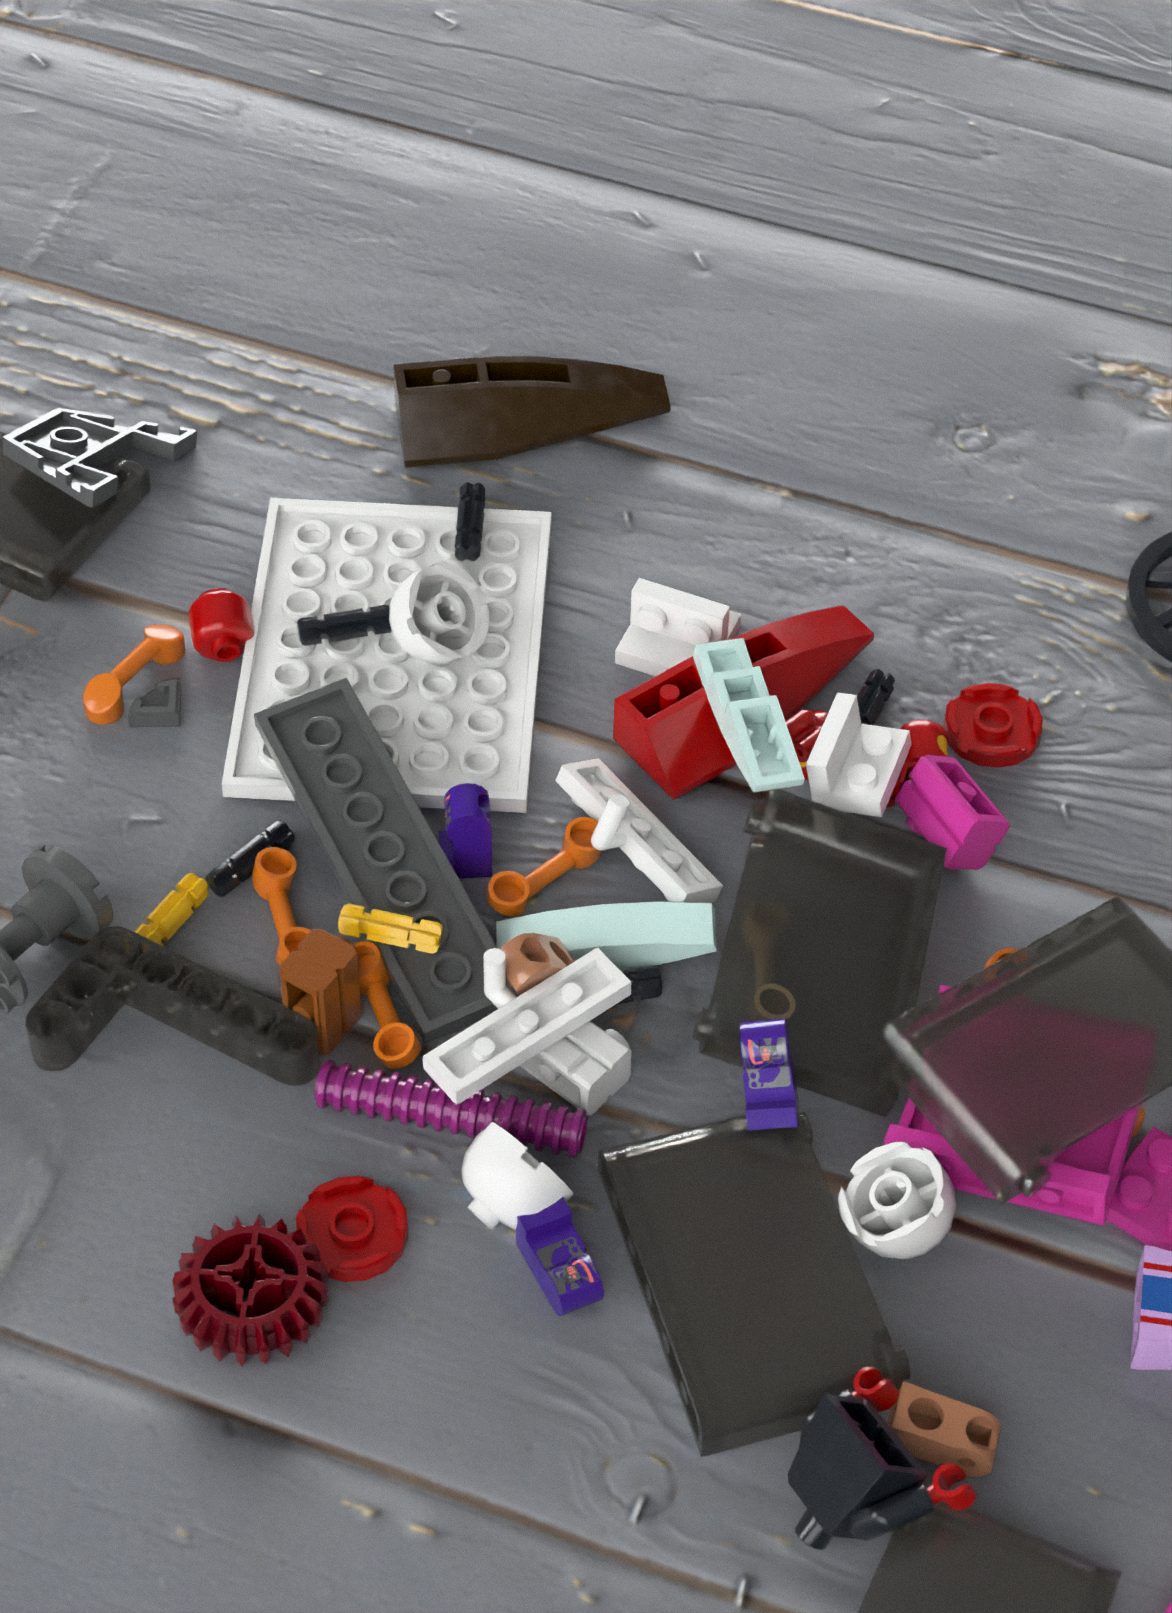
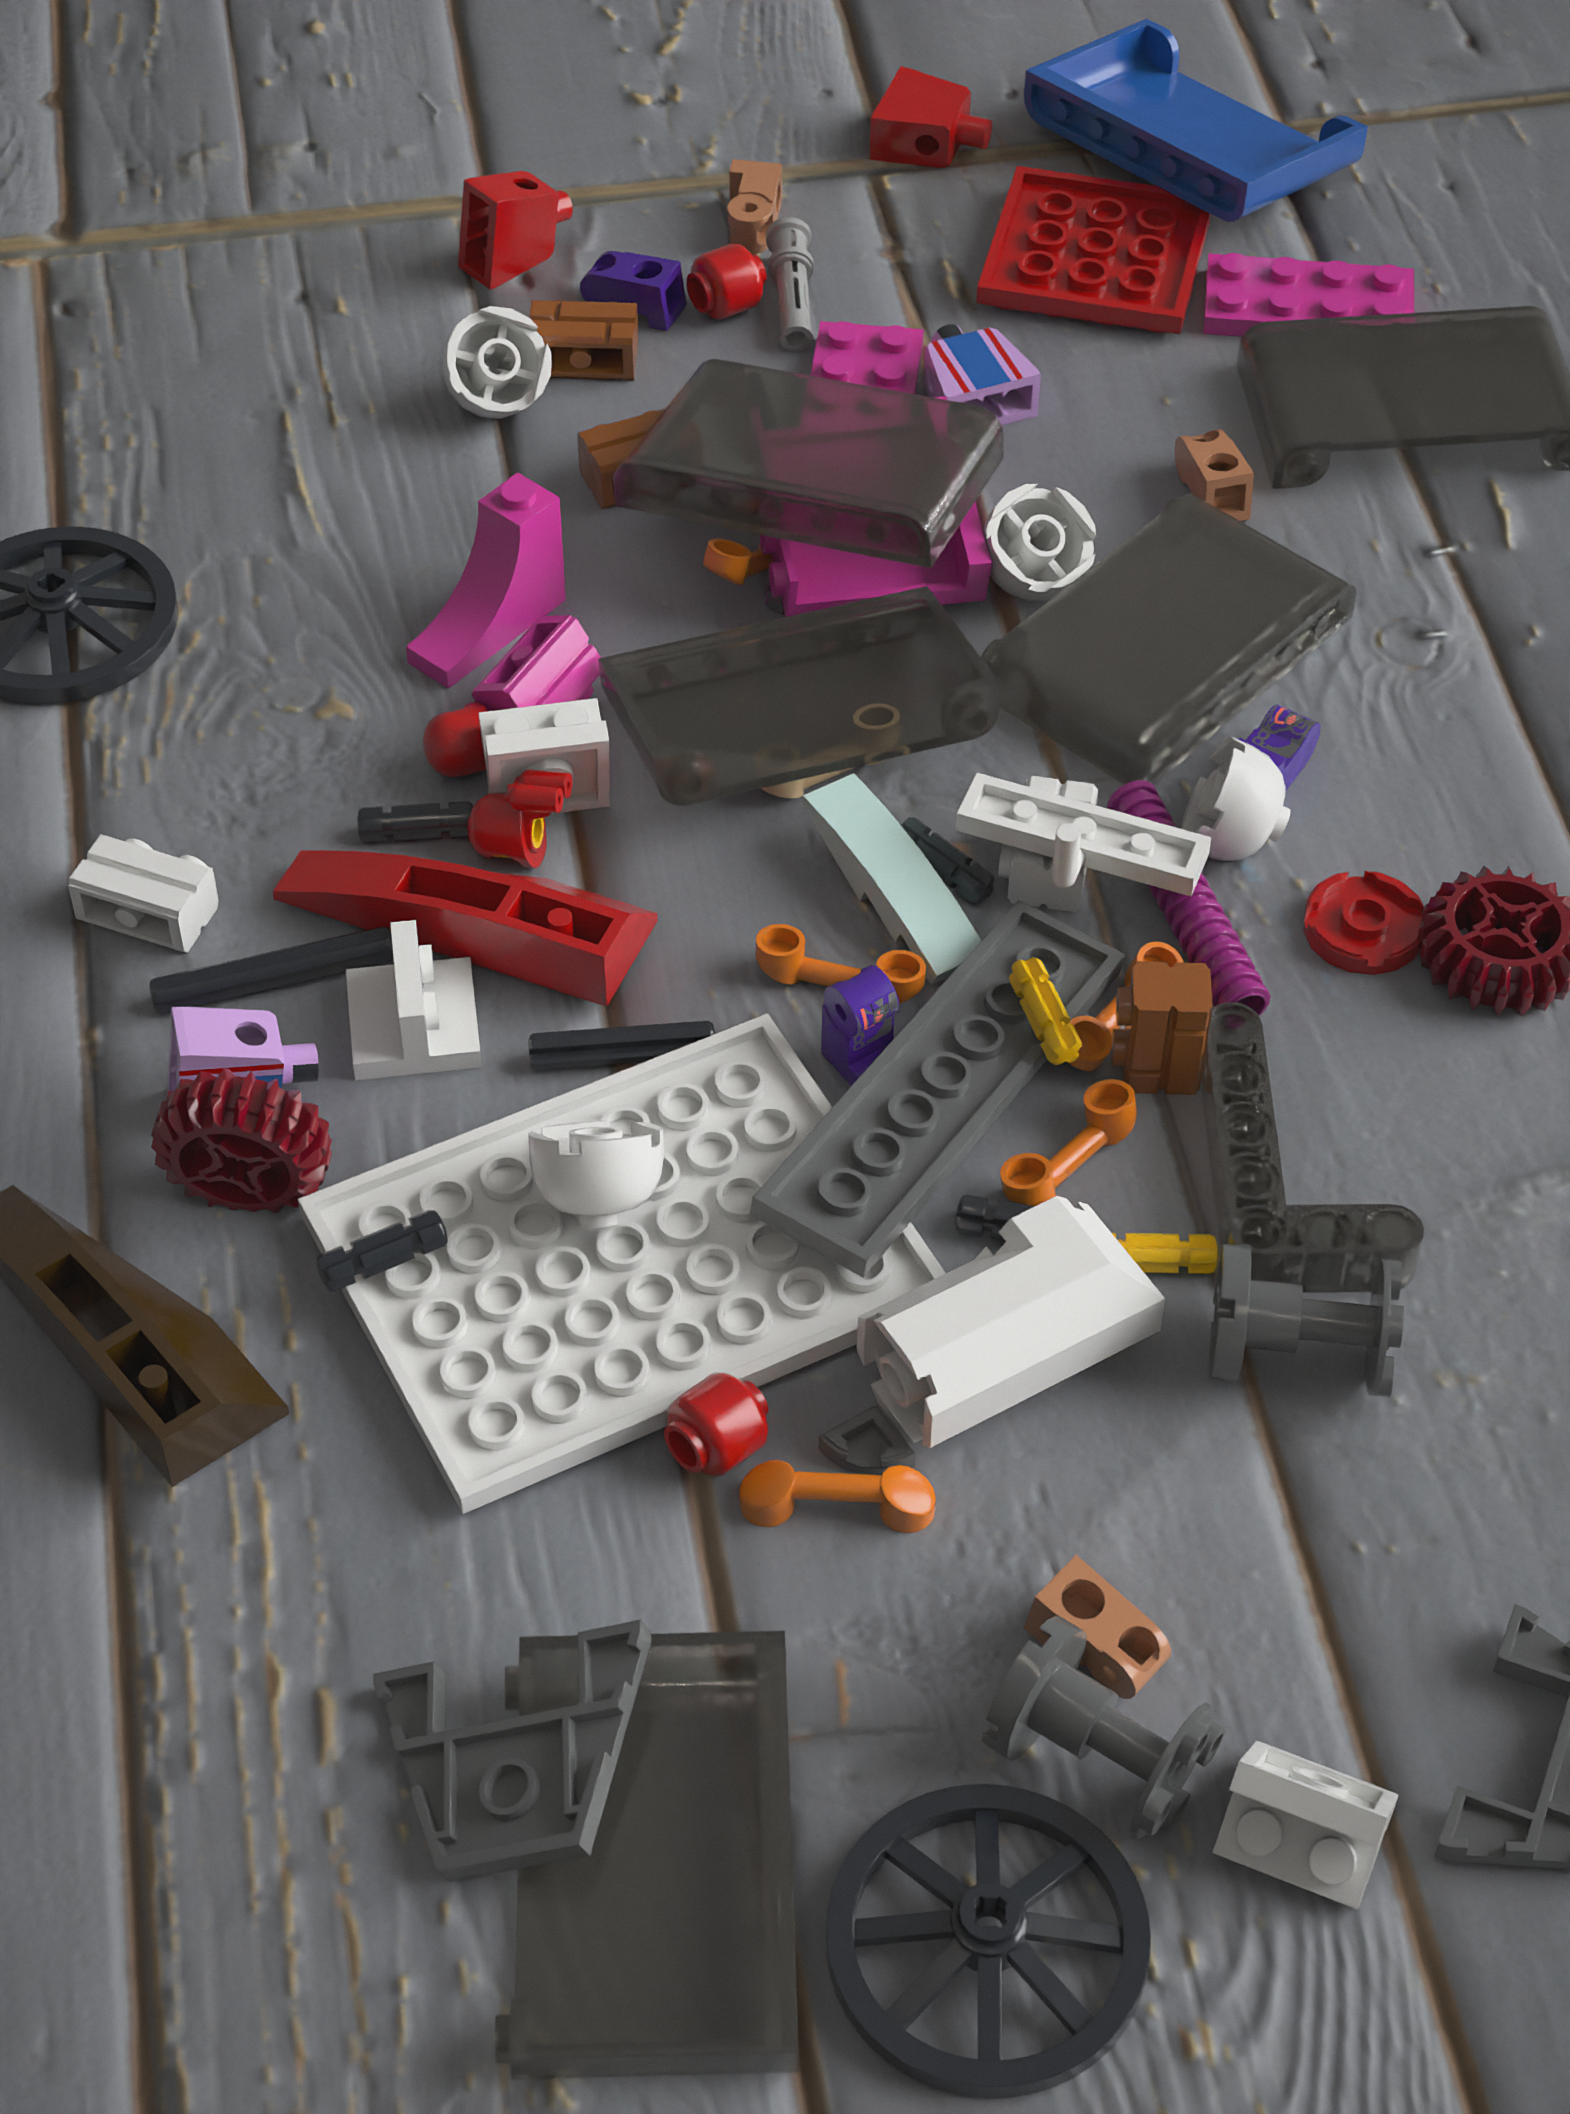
camera: 120 degrees left, 0 degrees up
(157, 772) = (1007, 1323): none -> white brick
(344, 625) = (643, 1280): black axle -> none
(533, 959) = (990, 873): nougat leg -> none
(568, 727) = (612, 1044): none -> black axle
(601, 485) = (241, 1142): none -> dark red gear
(637, 832) = (745, 900): white plate -> none
(677, 524) = (235, 1041): none -> lavender torso
(748, 715) = (576, 813): light aqua slope -> none
(768, 1075) = (1001, 638): dark purple leg -> none
(775, 571) = (272, 970): none -> black axle
(859, 1472) = (1317, 467): black torso -> none
(883, 539) = (144, 892): none -> white brick
(993, 725) = (365, 727): red tile -> none
(1081, 833) = (506, 584): none -> dark pink arch

